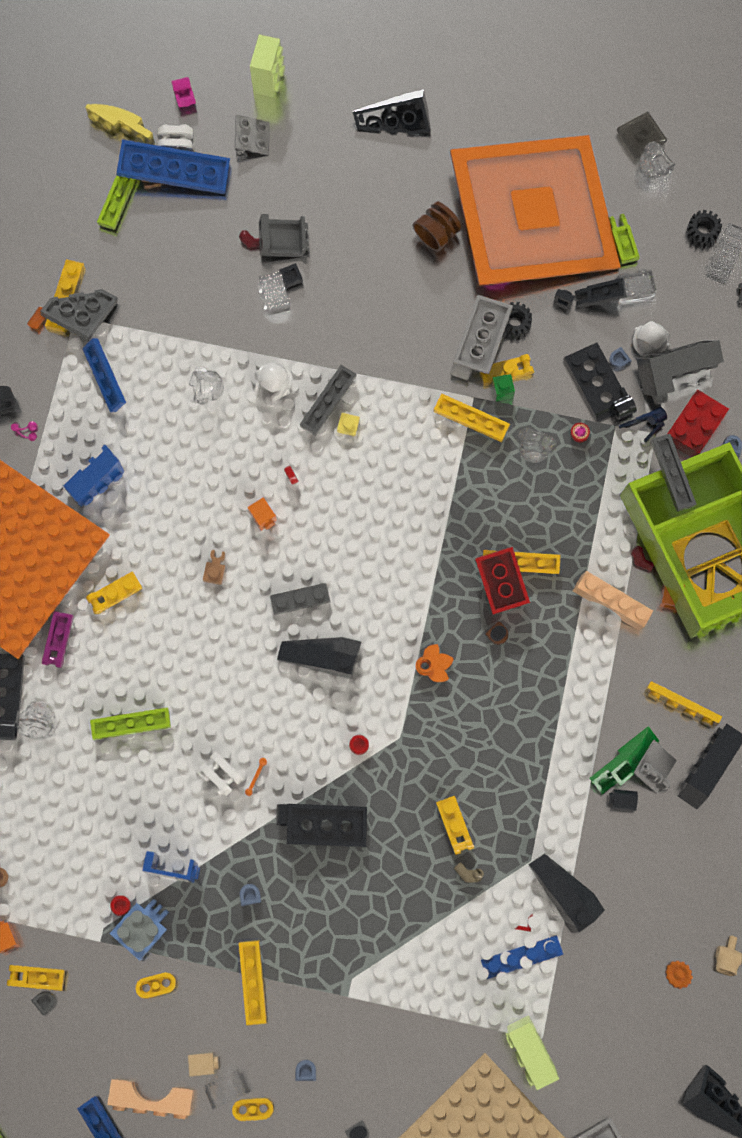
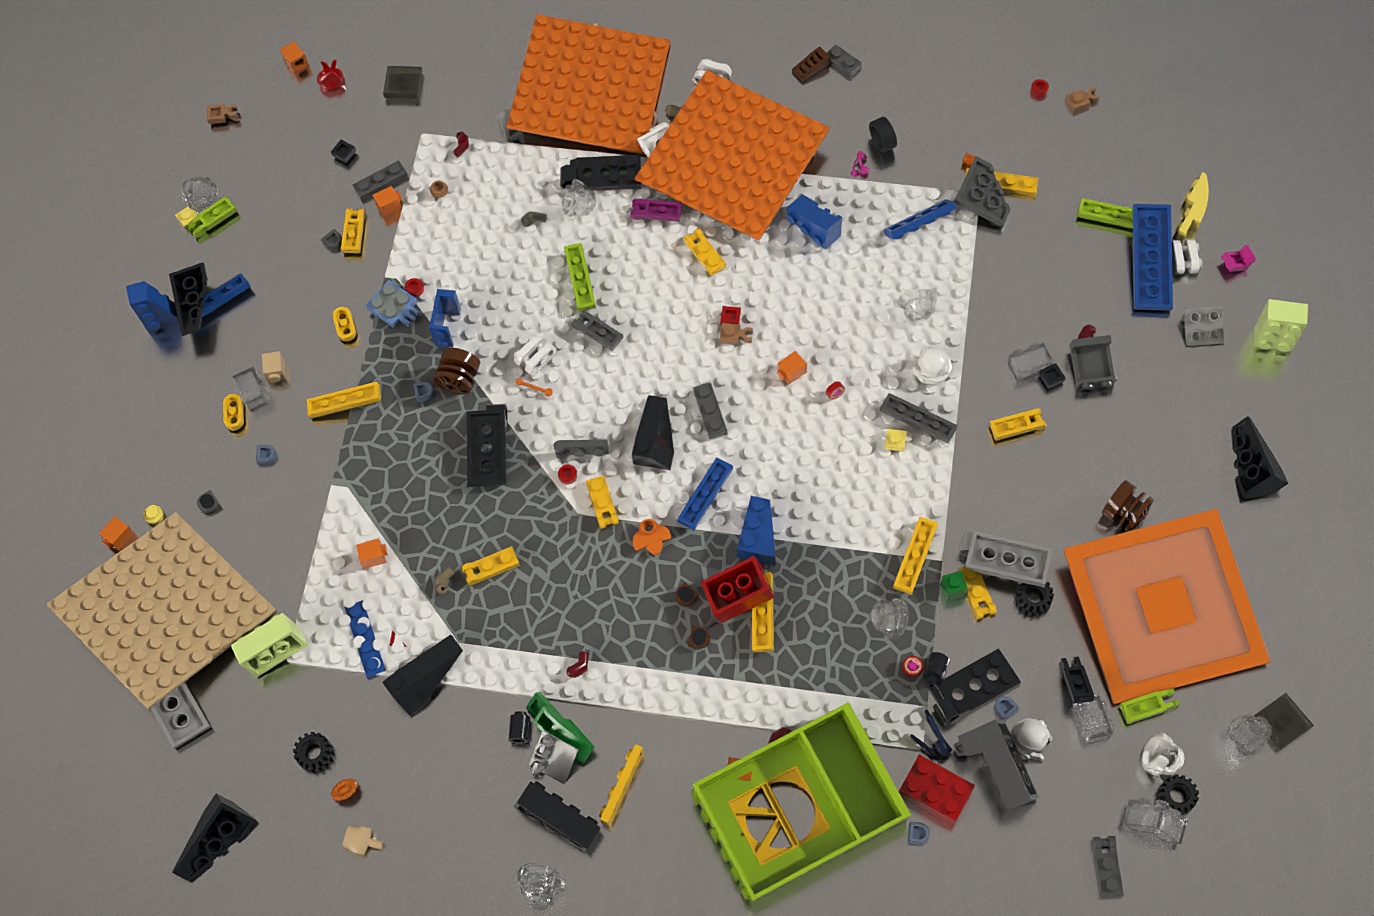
camera: 90 degrees right, 10 degrees down
(48, 774) = (532, 217): none -> clear smoke arm
(125, 1094) = (249, 309): light nougat arch -> none
(194, 571) = (730, 315): none -> red tile
(197, 707) = (597, 330): none -> dark grey plate
(236, 854) = (456, 371): none -> reddish brown wheel
(333, 729) = (581, 447): none -> dark grey plate
(340, 313) = (1017, 424): none -> yellow plate
(393, 608) = (705, 494): none -> blue plate
(393, 710) = (602, 501): none -> yellow plate
(435, 947) = (372, 553): none -> orange brick
(439, 559) = (757, 532): none -> blue wedge
(542, 623) = (699, 638): none -> tile
(564, 298) = (1067, 644): black plate -> none
(566, 737) = (580, 667): none -> dark red arm
(583, 412) = (936, 668): none -> black brick
(627, 608) = (726, 705): light nougat arch -> none
(652, 1007) = (304, 743): none -> black tyre
(673, 234) = (1162, 756): none -> white helmet
(673, 472) = (864, 747): dark grey plate -> none

